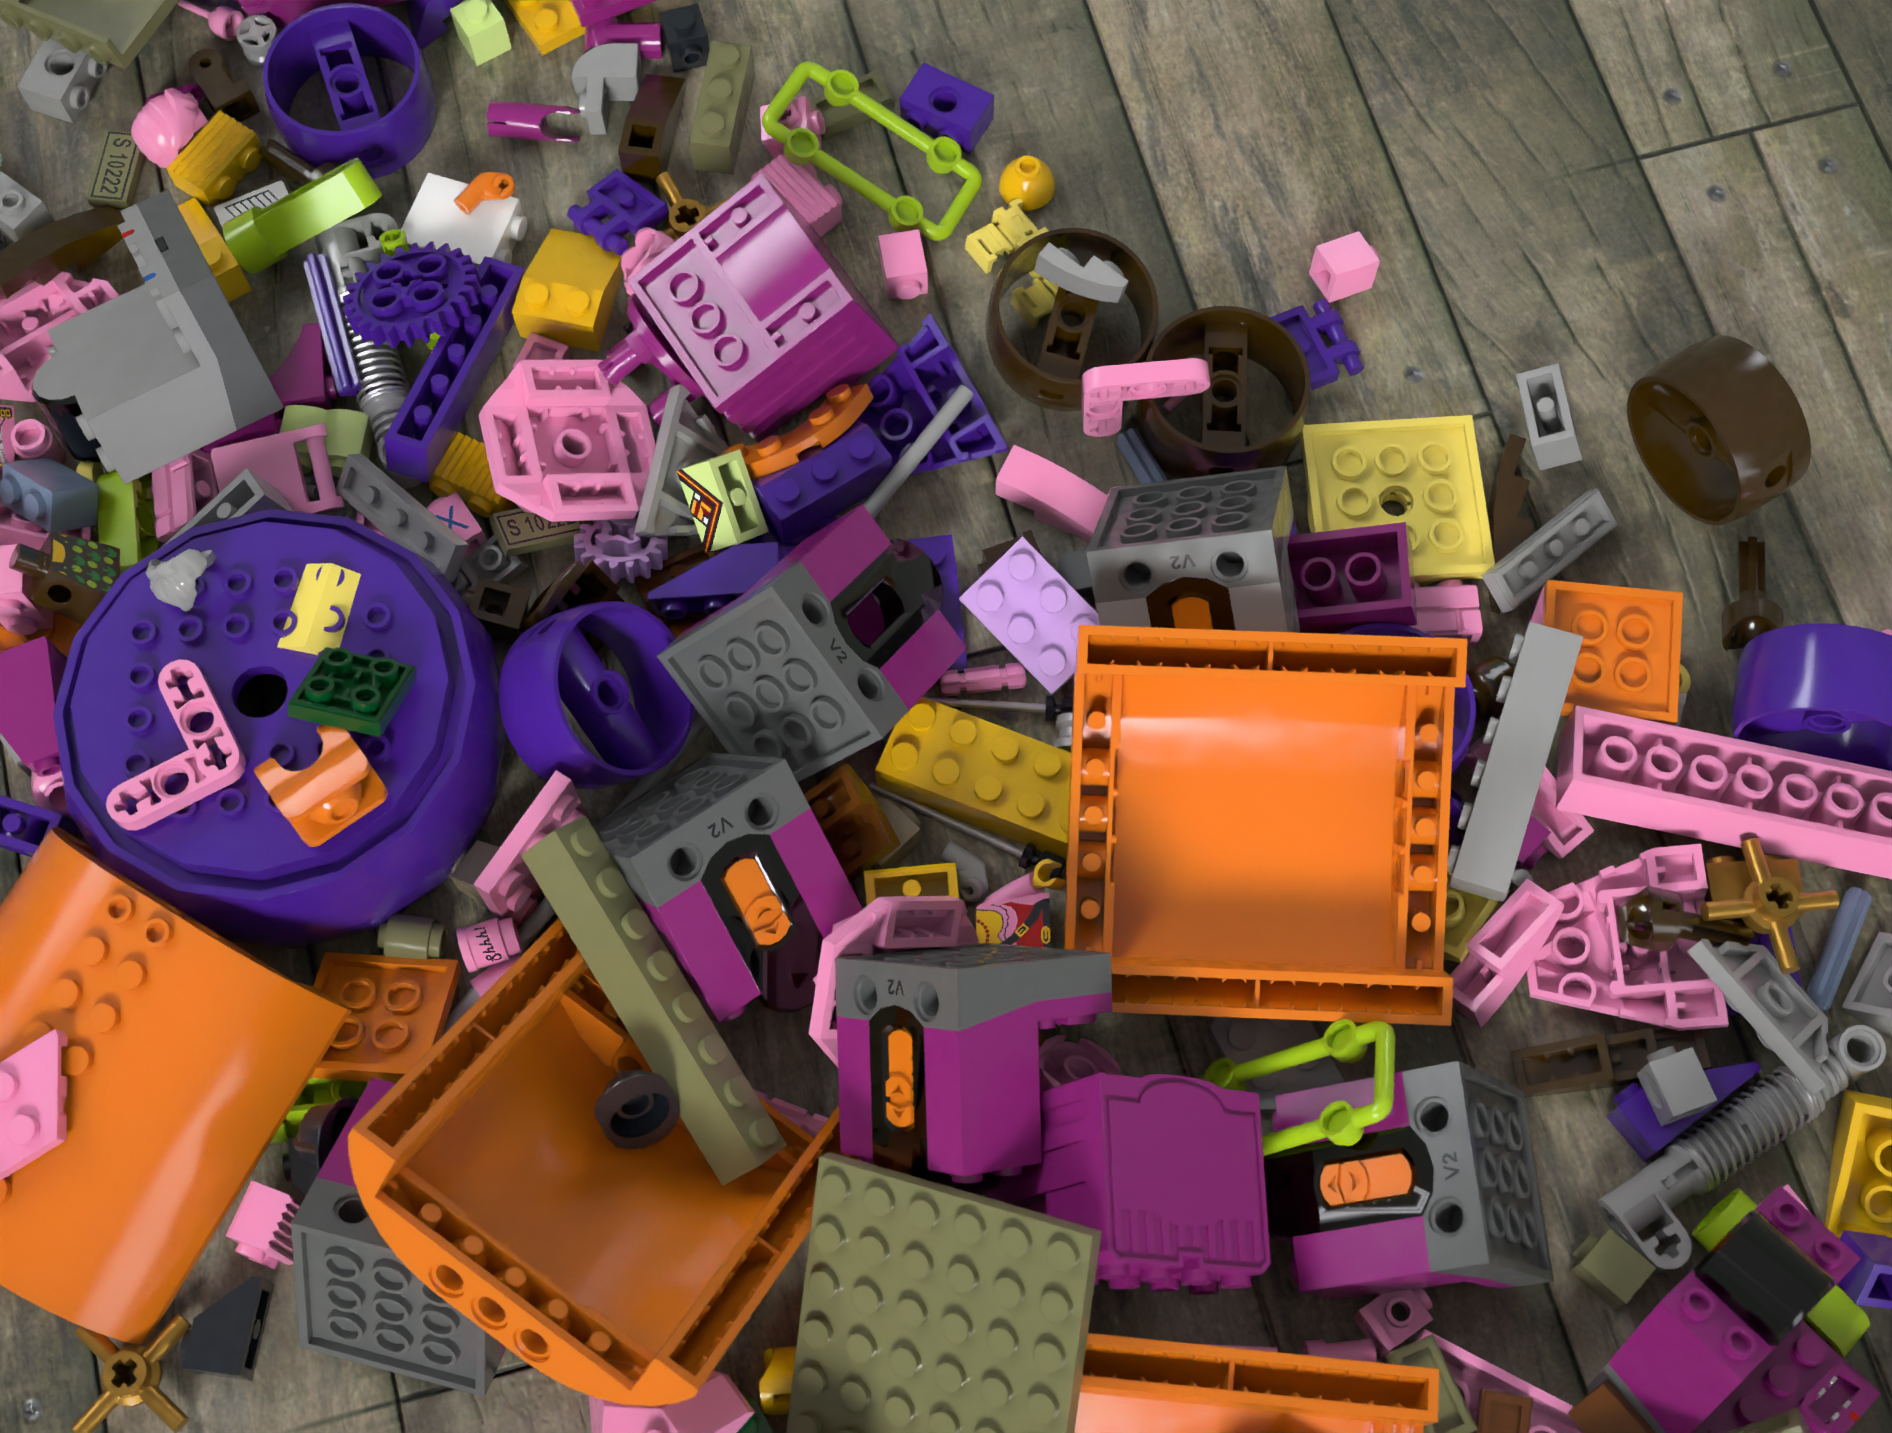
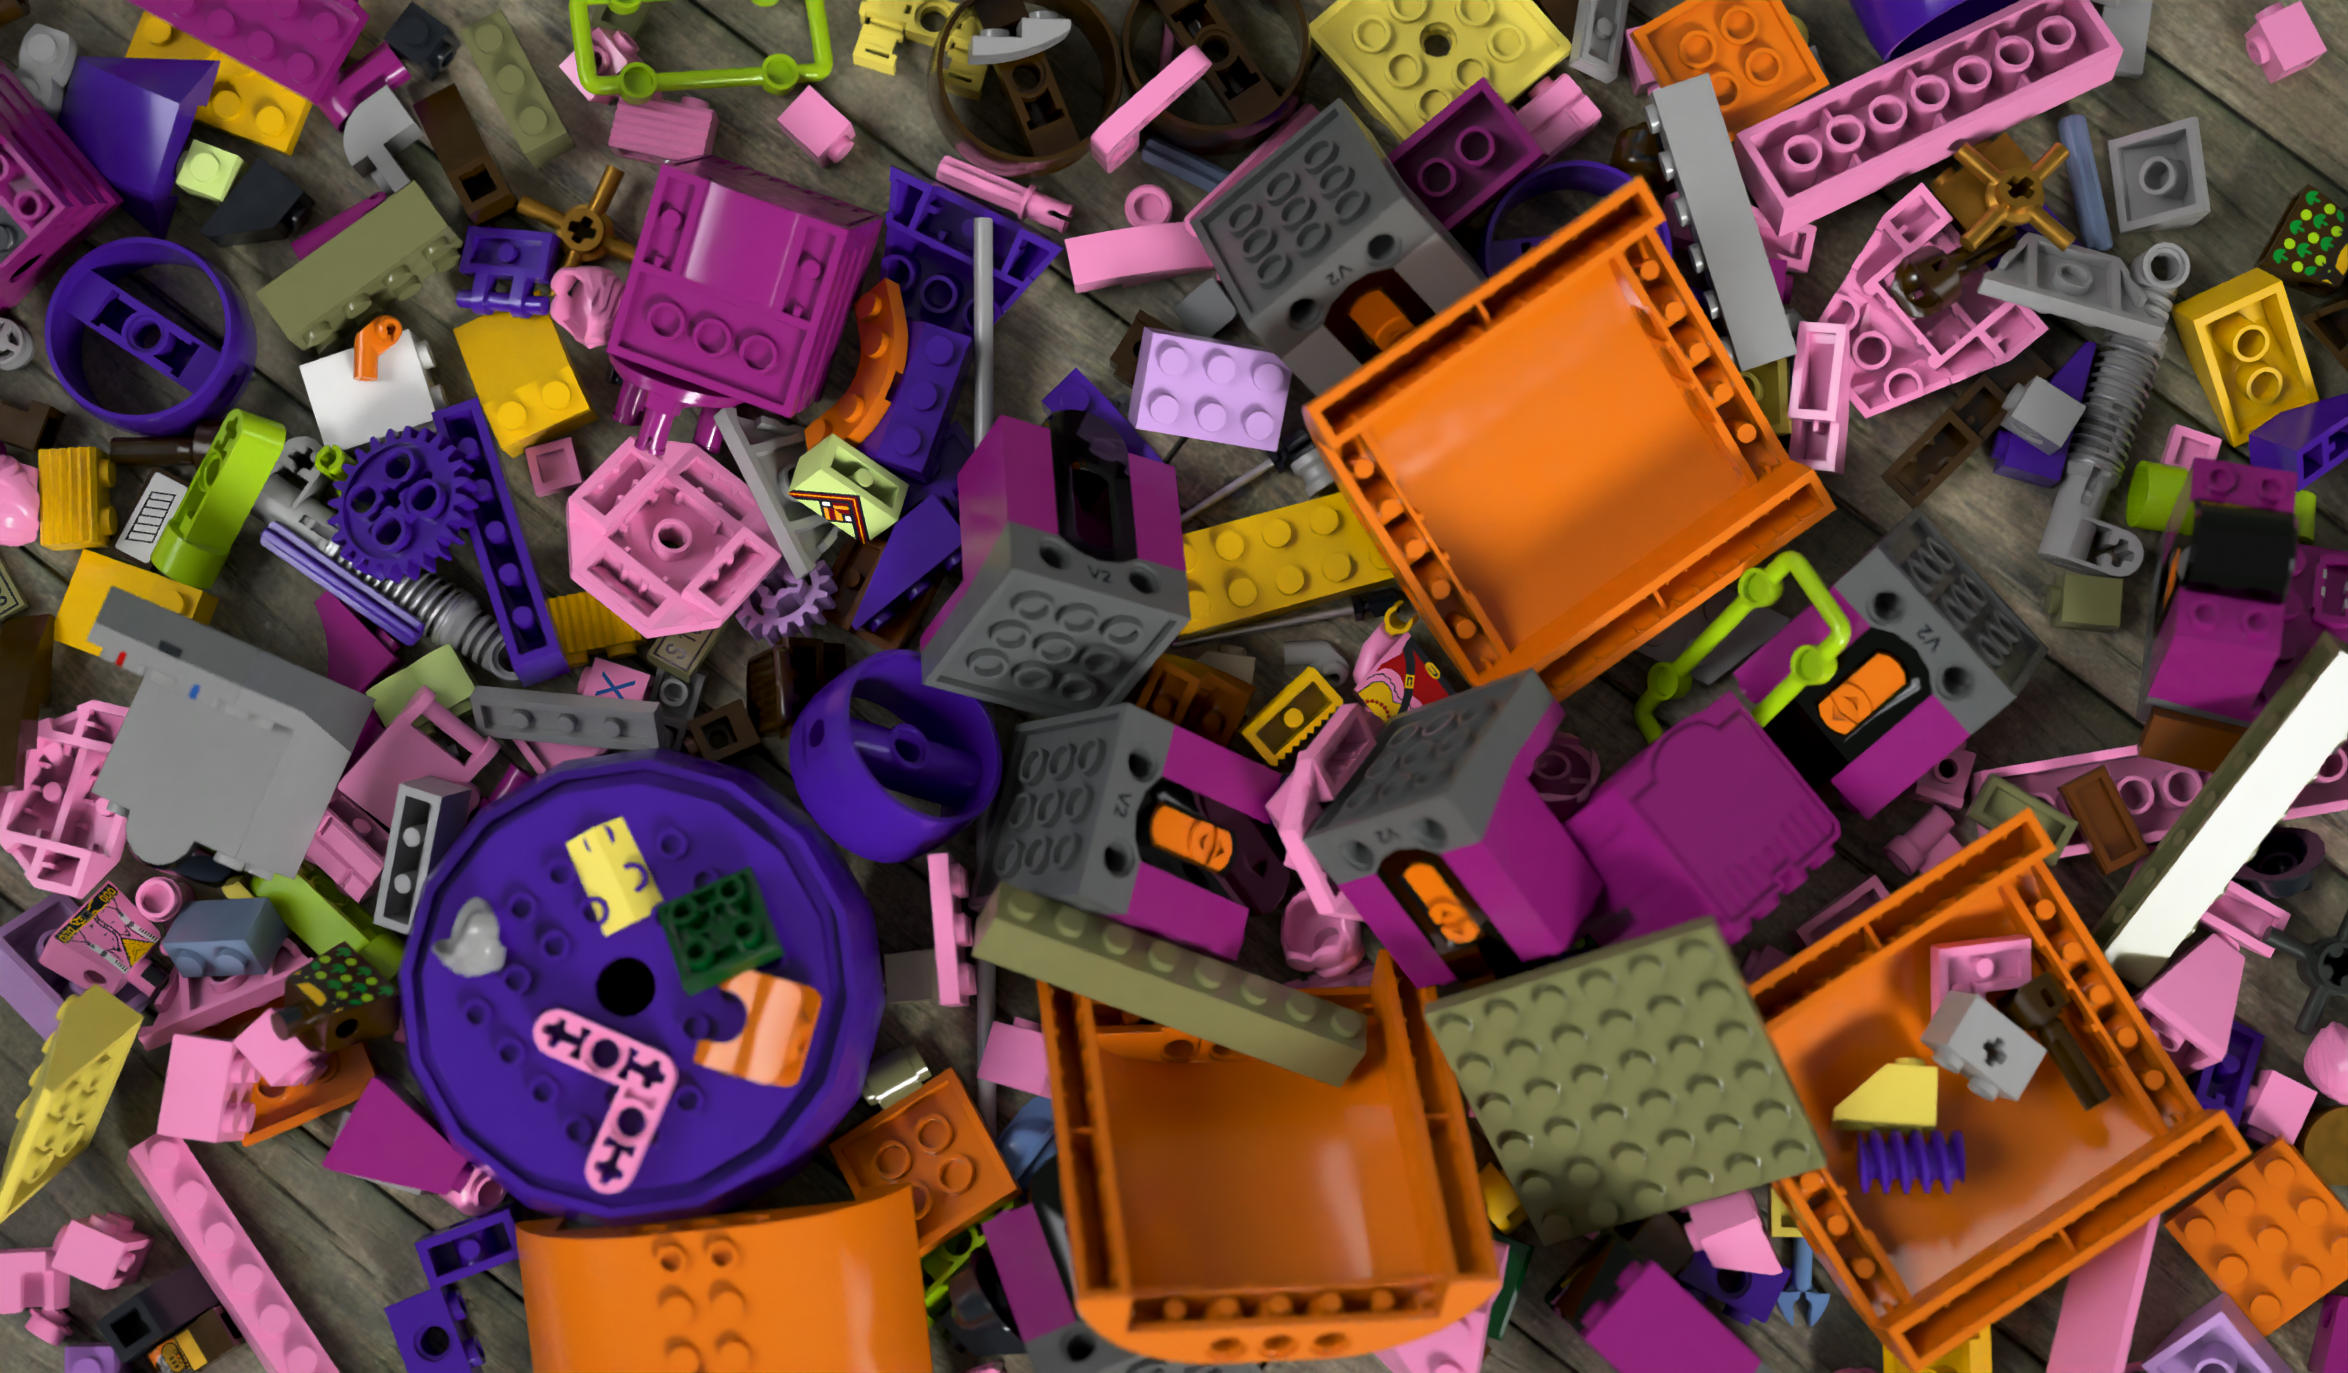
camera: 35 degrees left, 15 degrees up
(488, 942) = (970, 1034): bright pink piece -> none
(490, 67) = (259, 209): none -> black slope
(530, 139) = (362, 271): none -> olive piece
(637, 1109) = (1227, 1082): black piece -> none
(802, 1073) = (1319, 941): none -> bright pink hair
(983, 679) = (1203, 471): bright pink axle -> none
(1008, 408) = (1004, 193): none -> bright pink axle
(1097, 472) = (1148, 206): none -> bright pink tile

